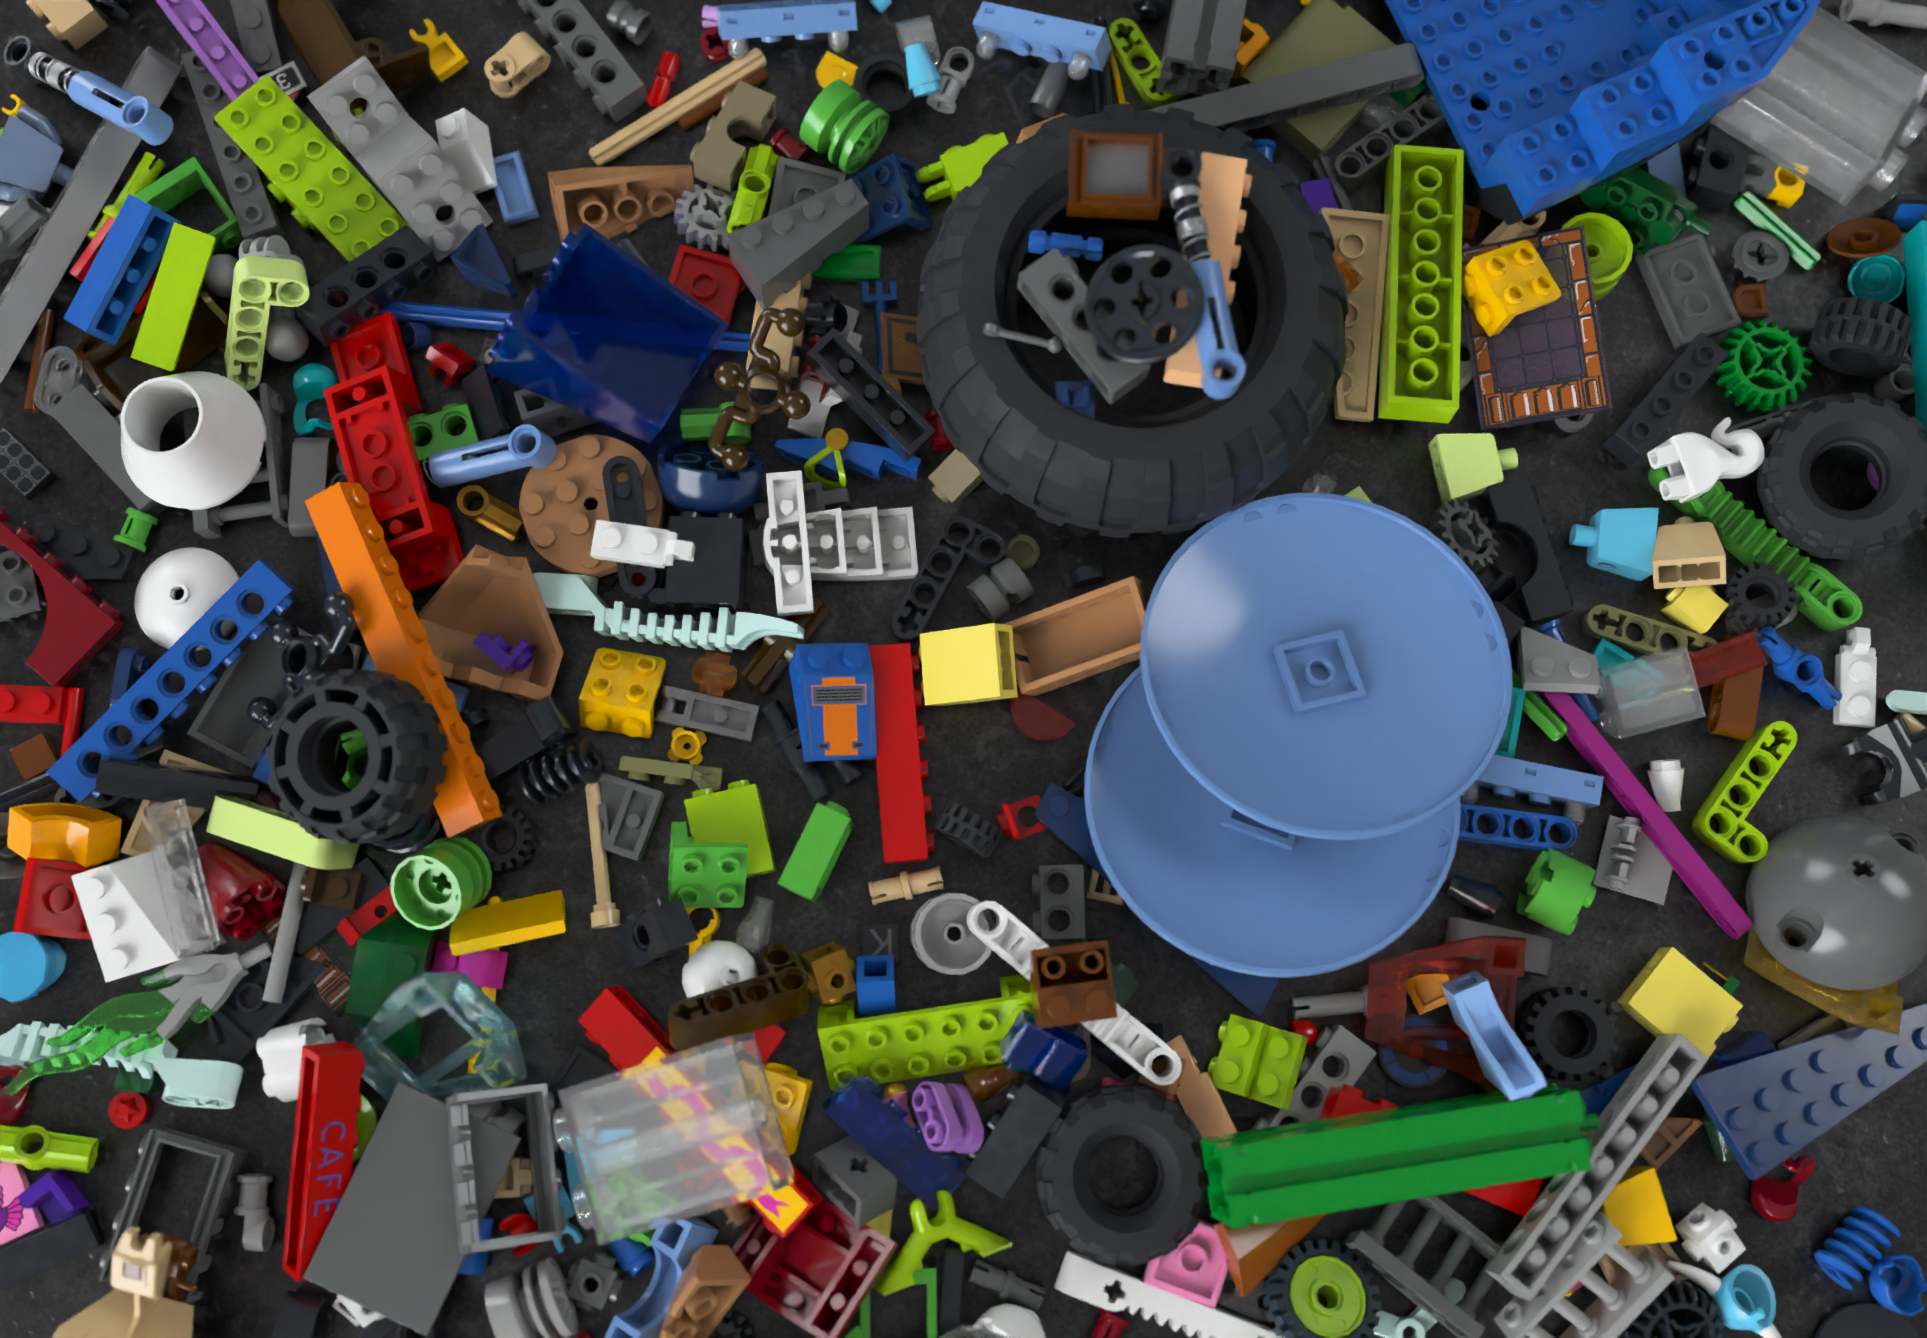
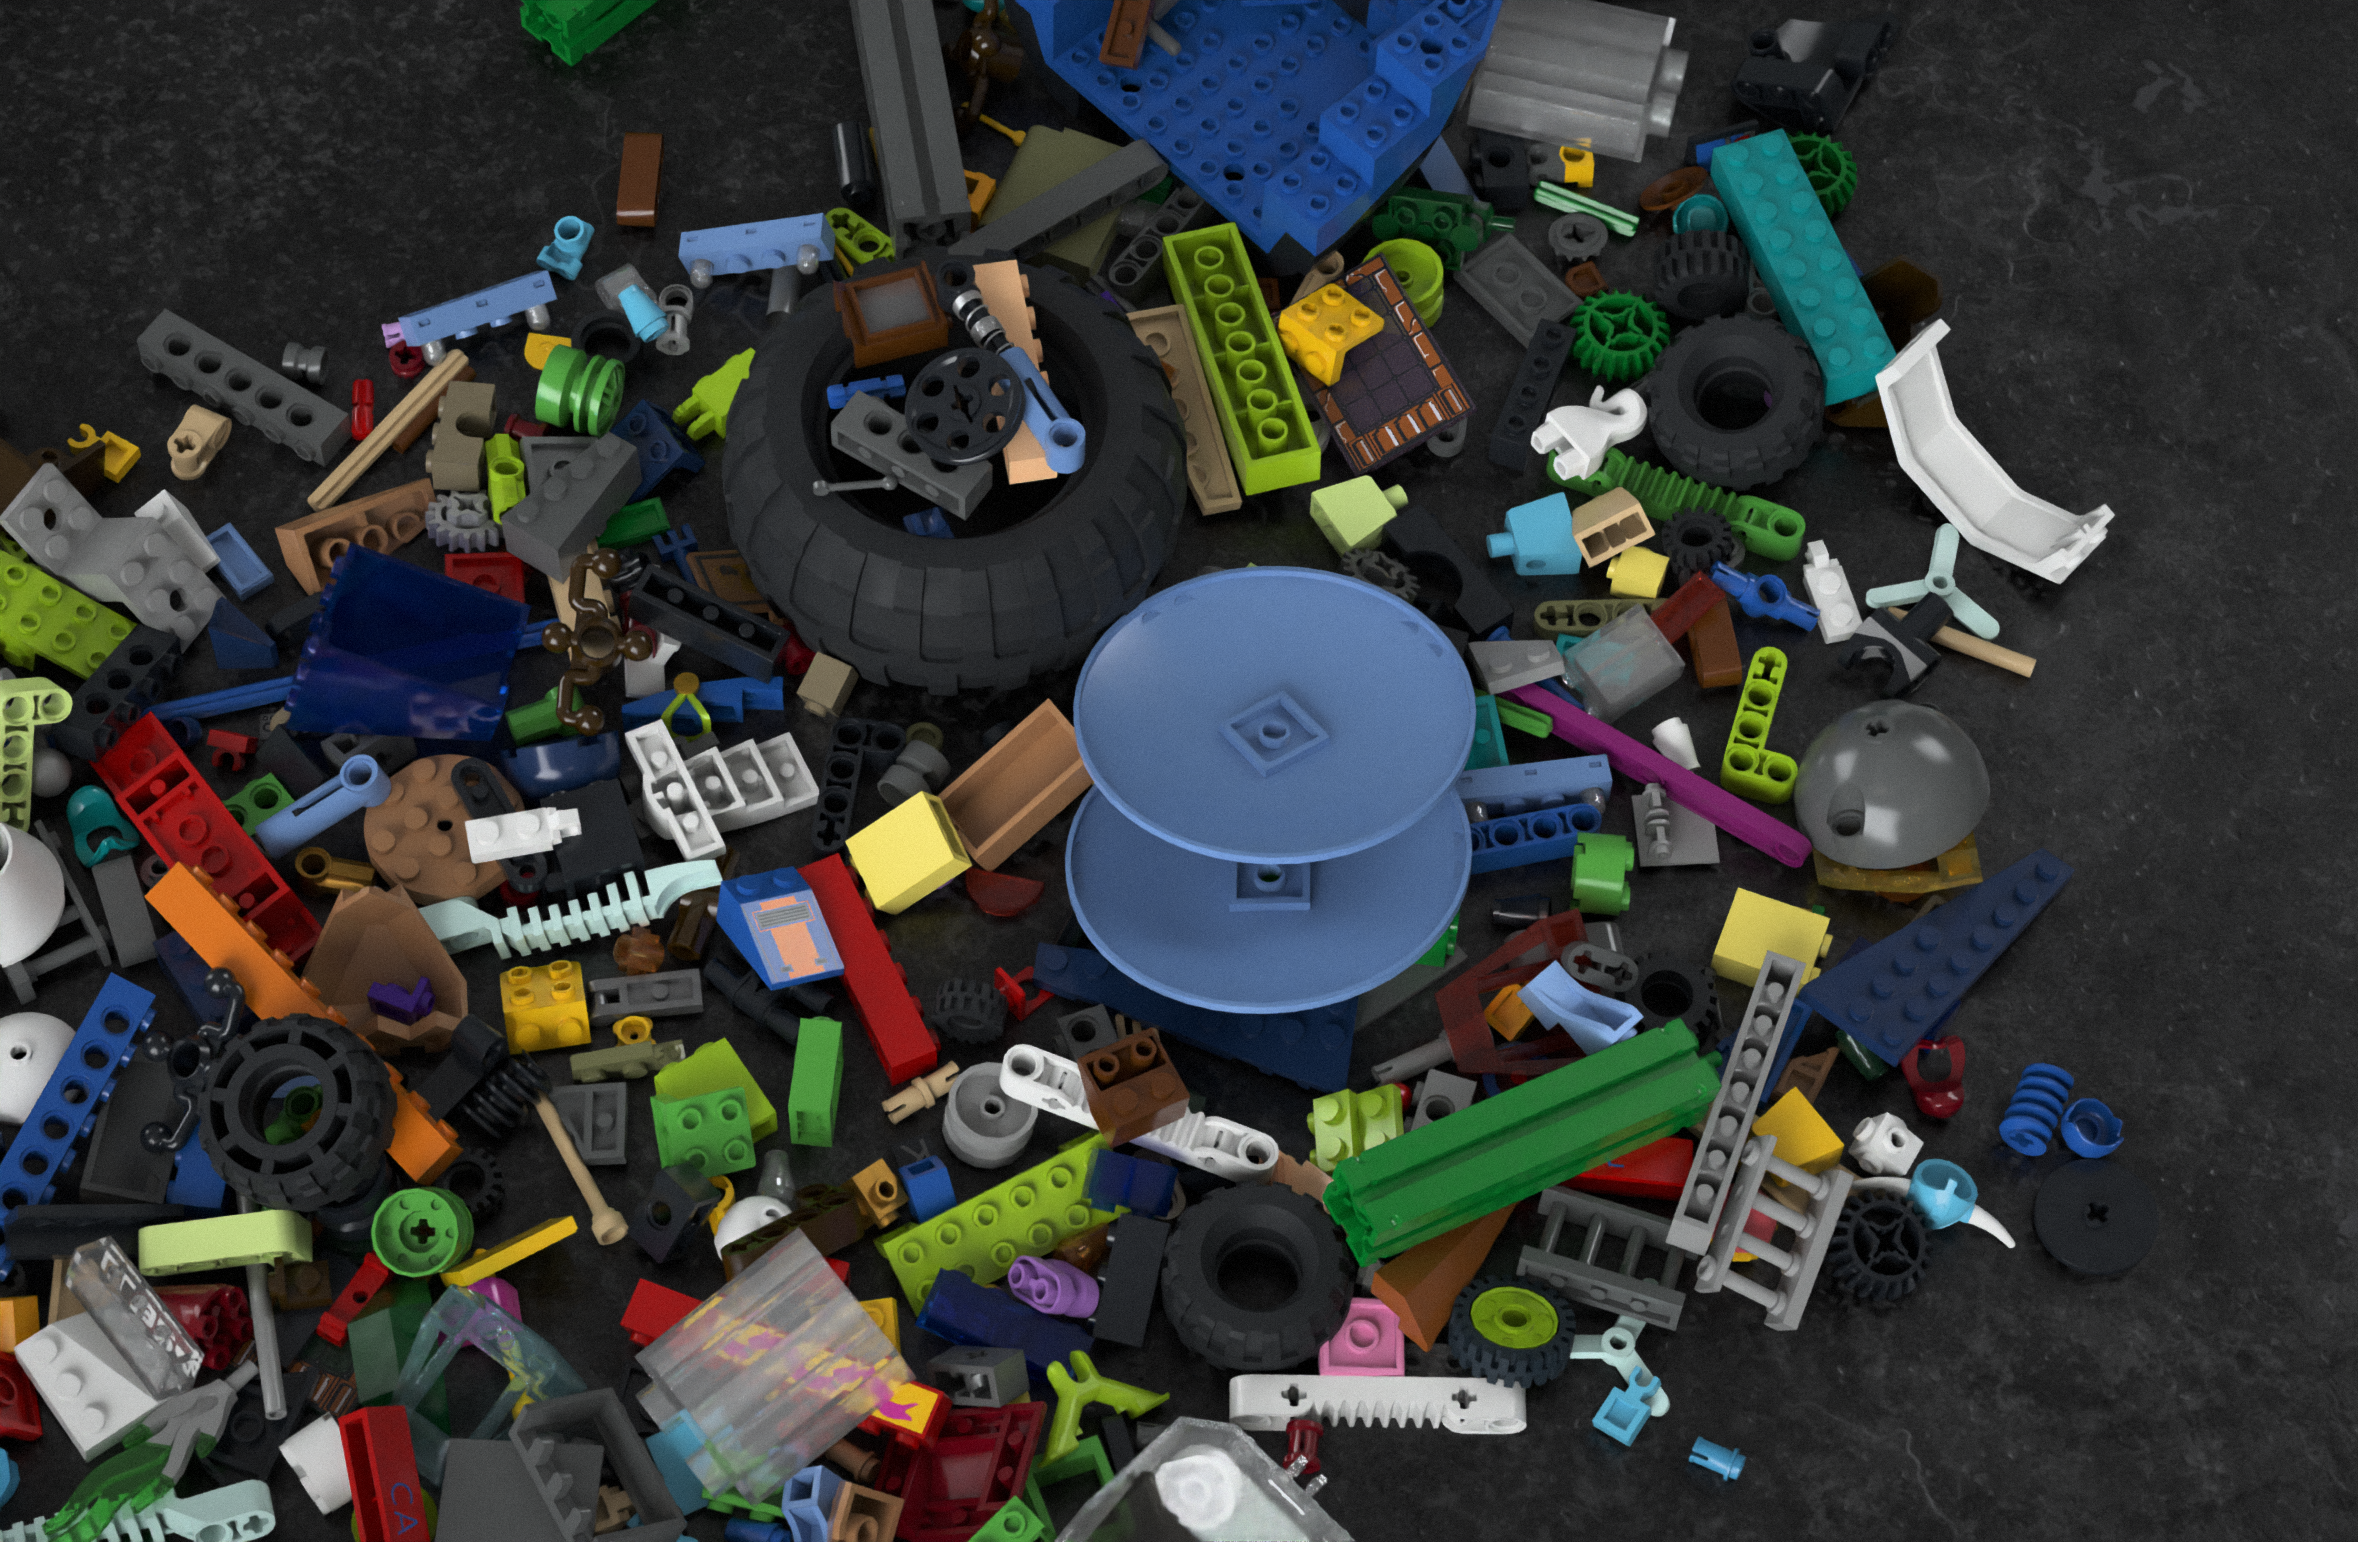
camera: 20 degrees left, 20 degrees down
(1529, 991) = (1596, 974): none -> dark grey beam

